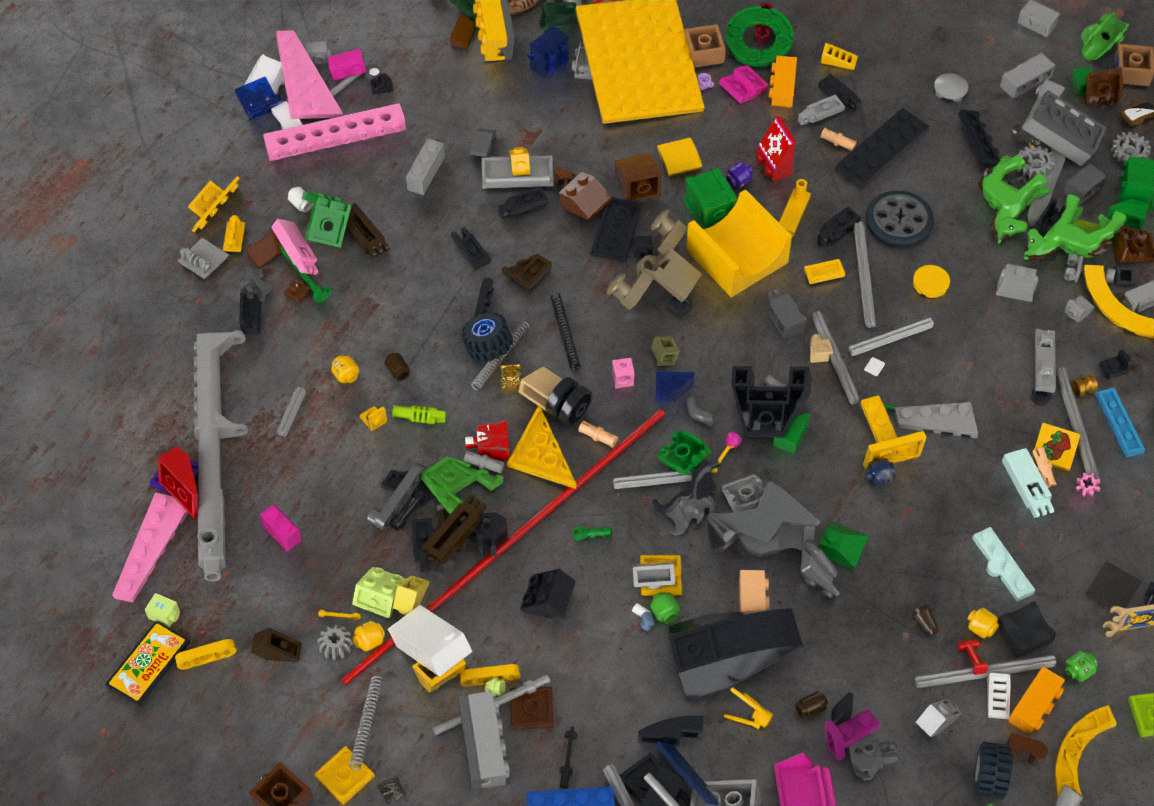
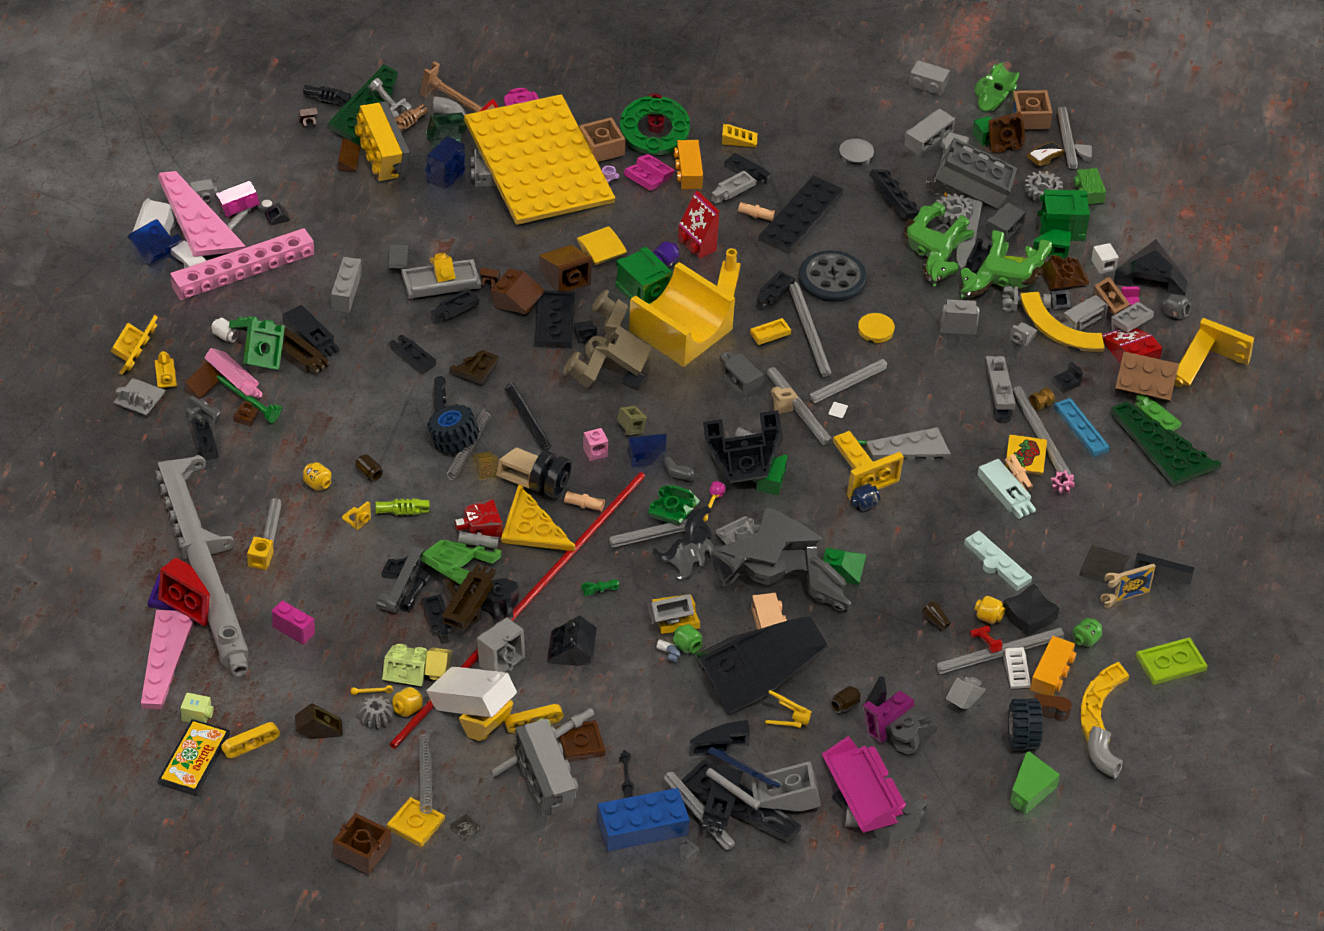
camera: 15 degrees left, 10 degrees down
(266, 451) = (260, 553): none -> yellow brick
(376, 202) = (303, 323): none -> black hinge
(474, 590) = (501, 646): none -> light grey brick

